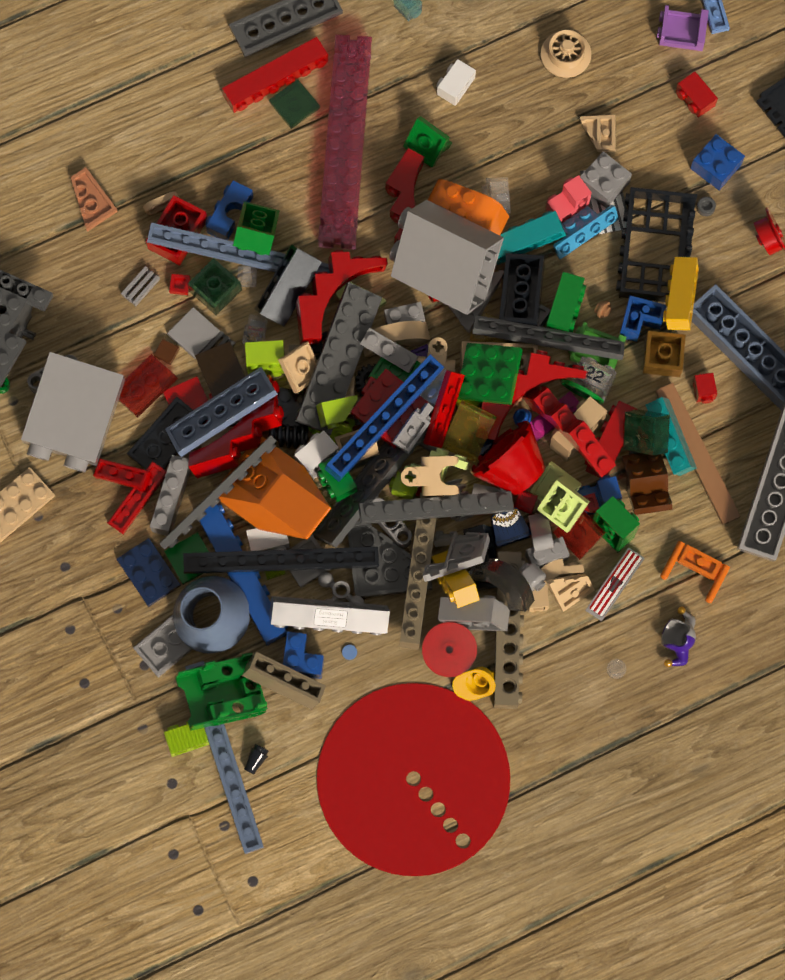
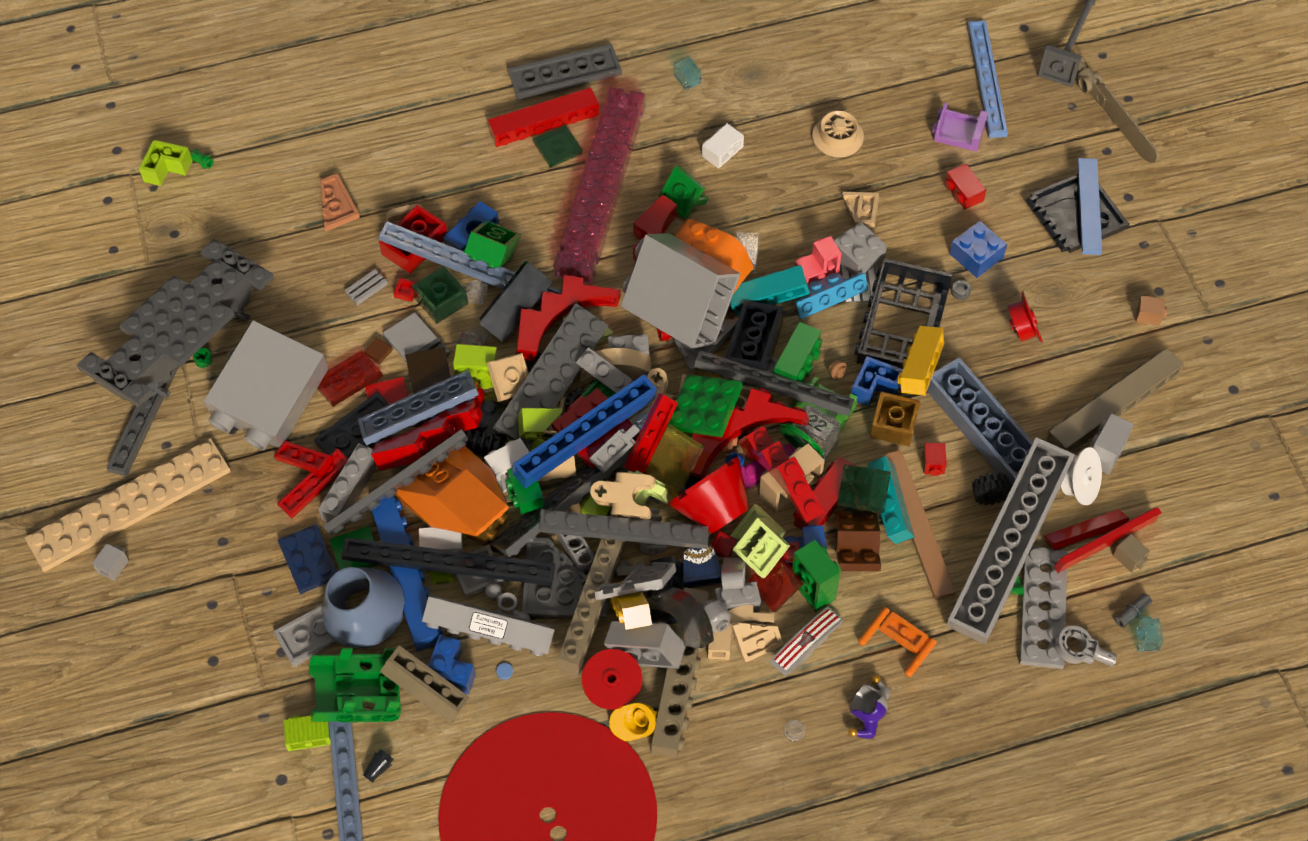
camera: 10 degrees right, 15 degrees down
(761, 411) = (991, 488): none -> black tyre

